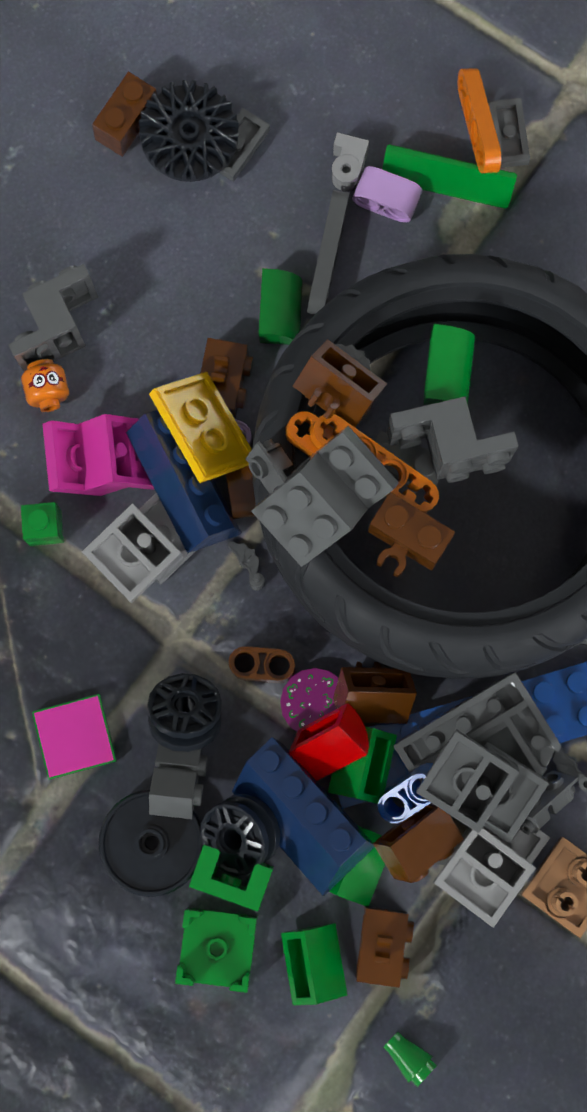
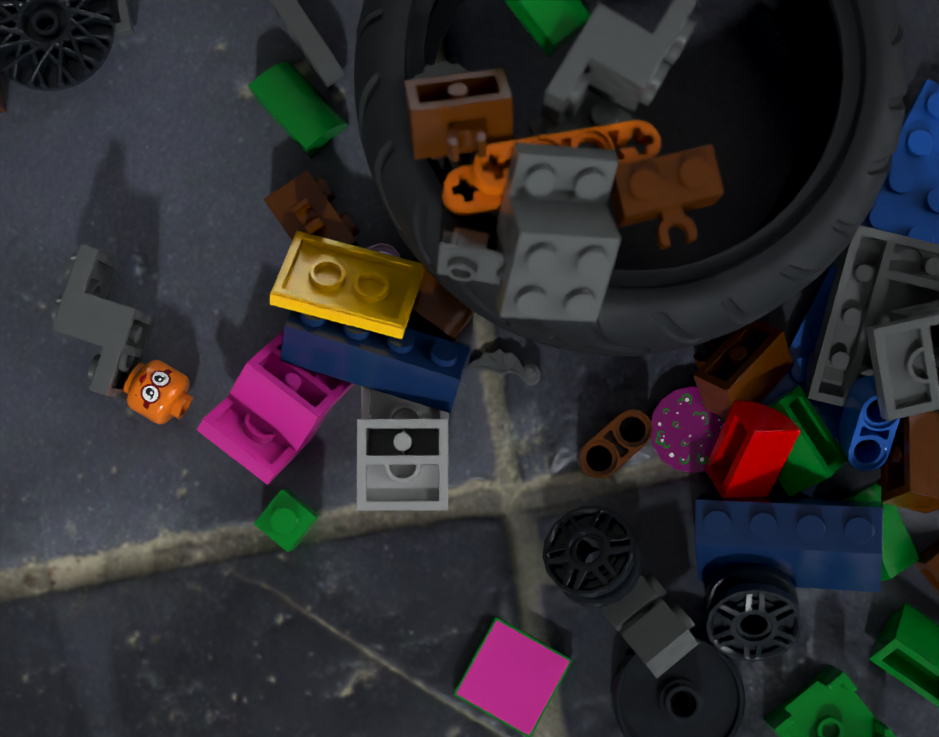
camera: 50 degrees left, 5 degrees up
(229, 886) = (795, 670): green panel -> none

